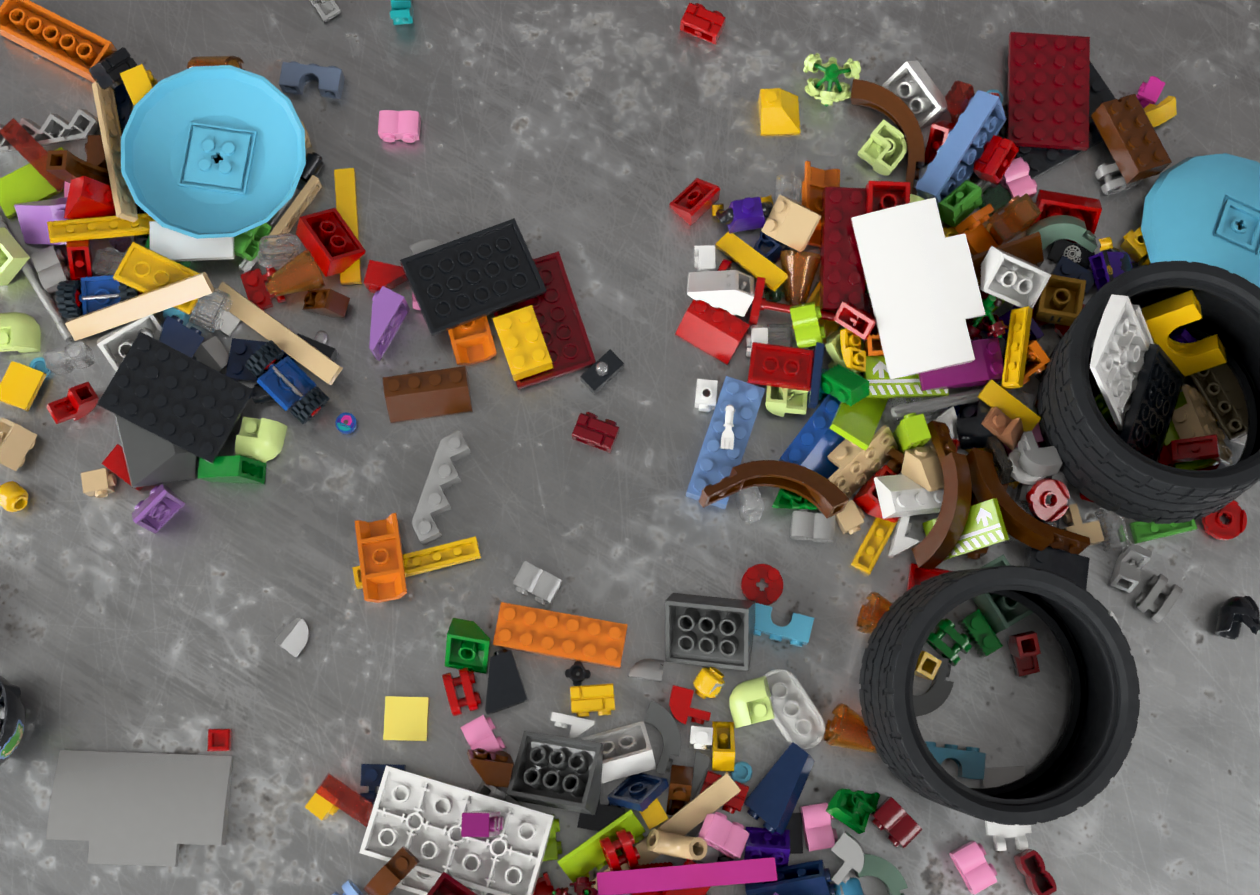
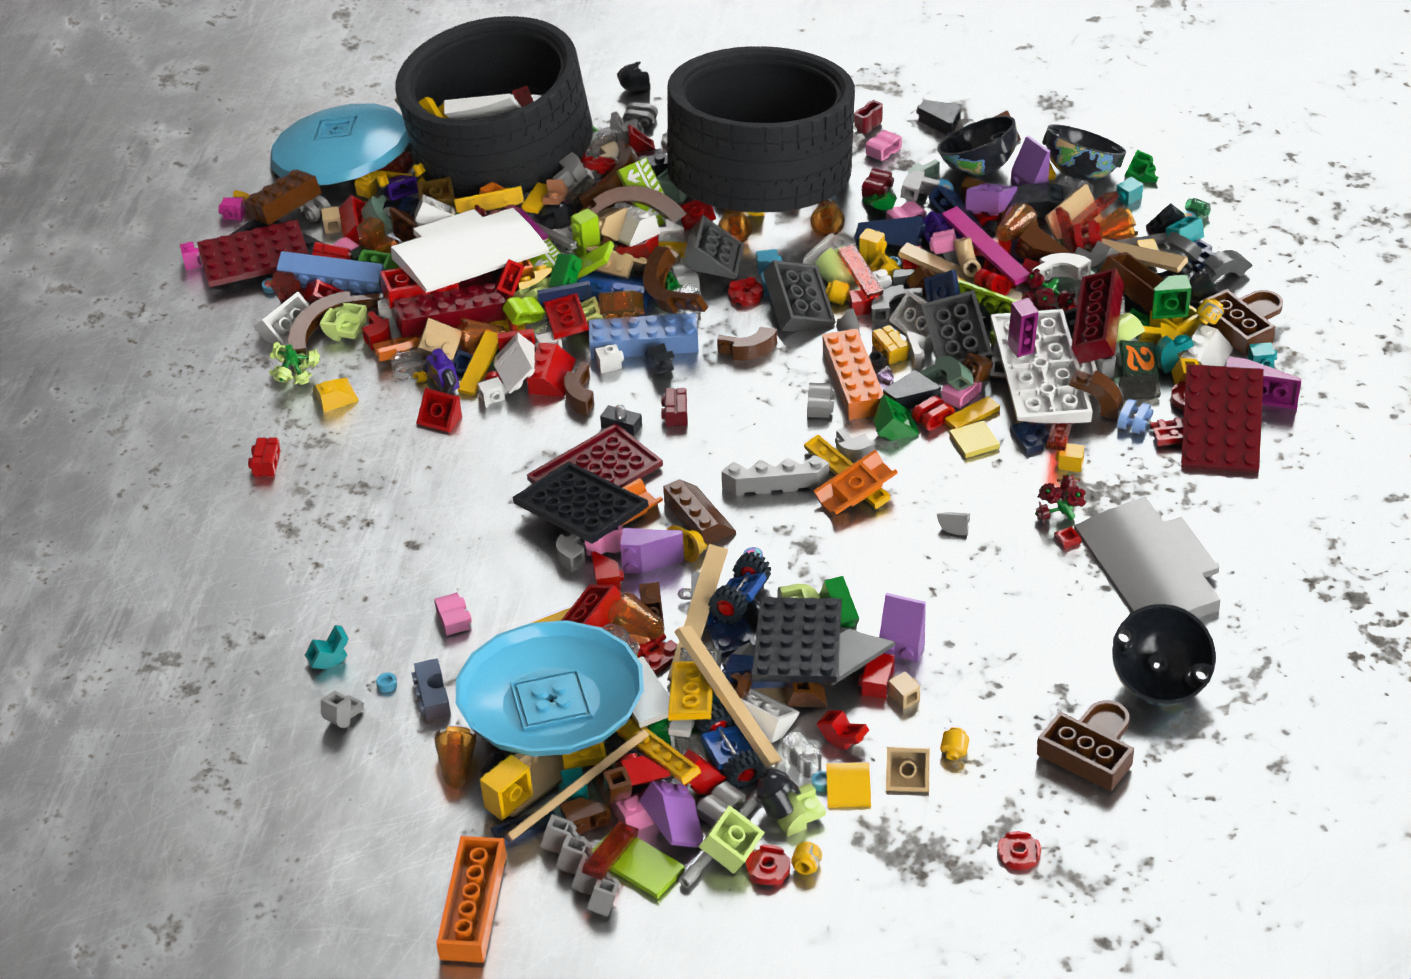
camera: 110 degrees left, 35 degrees down
(23, 311) = (772, 793): none -> black helmet
(109, 69) = (490, 825): black brick -> none
(151, 328) = (744, 684): none -> reddish brown tile
(256, 758) = (1068, 492): none -> dark red plant
(347, 49) = (386, 682): none -> medium azure tile
(383, 368) = (692, 543): none -> yellow piece
(442, 584) = (853, 448): none -> light grey brick
(445, 736) = (973, 413): none -> yellow tile
(492, 734) = (951, 370): none -> sand green arch
(523, 343) = (624, 458): yellow brick -> none
(550, 674) = (886, 376): none -> clear purple tile
(657, 556) = (748, 347): none -> reddish brown arch
(668, 340) = (577, 396): none -> reddish brown arch
(676, 444) = (659, 359): none -> black brick
(712, 713) = (860, 271): none -> clear red tile
(727, 438) = (640, 322): white piece -> none
(758, 751) = (871, 245): none -> yellow brick
(771, 429) = (621, 304): none -> clear orange brick
(834, 570) = (713, 250): none -> dark grey slope
(852, 175) = (377, 330): none -> red brick
(1075, 26) = (190, 256): none -> dark pink brick
(1085, 186) = (331, 220): none -> tan brick
(1101, 577) = (638, 140): none -> red slope

